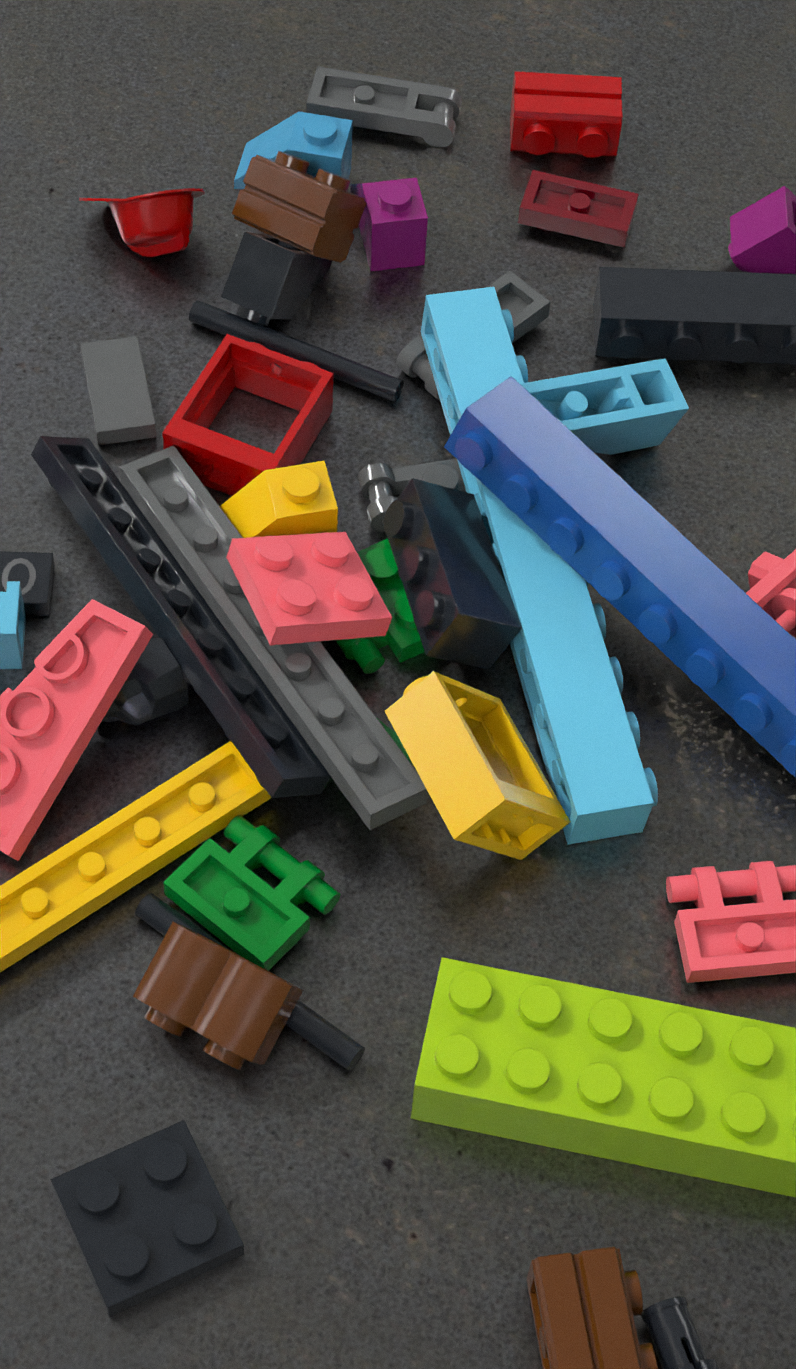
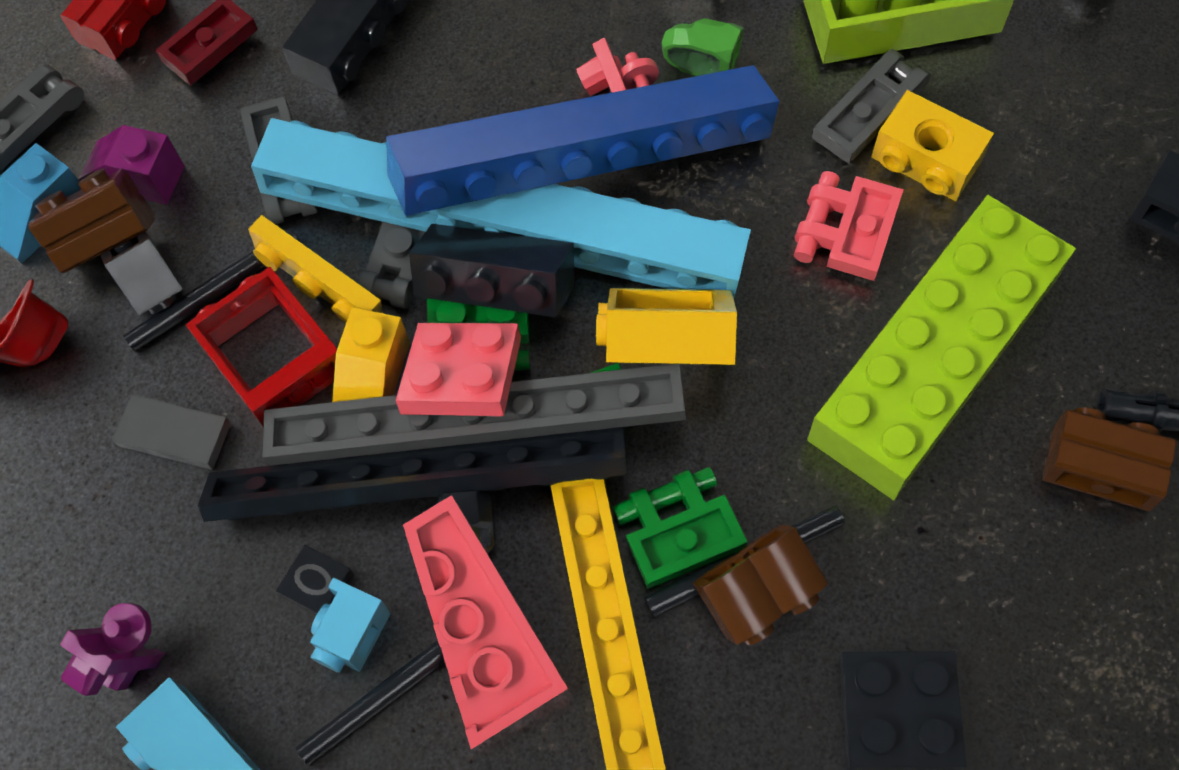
camera: 55 degrees left, 10 degrees up
(351, 418) = (309, 271): none -> yellow plate
(615, 406) = (413, 91): medium azure slope -> none

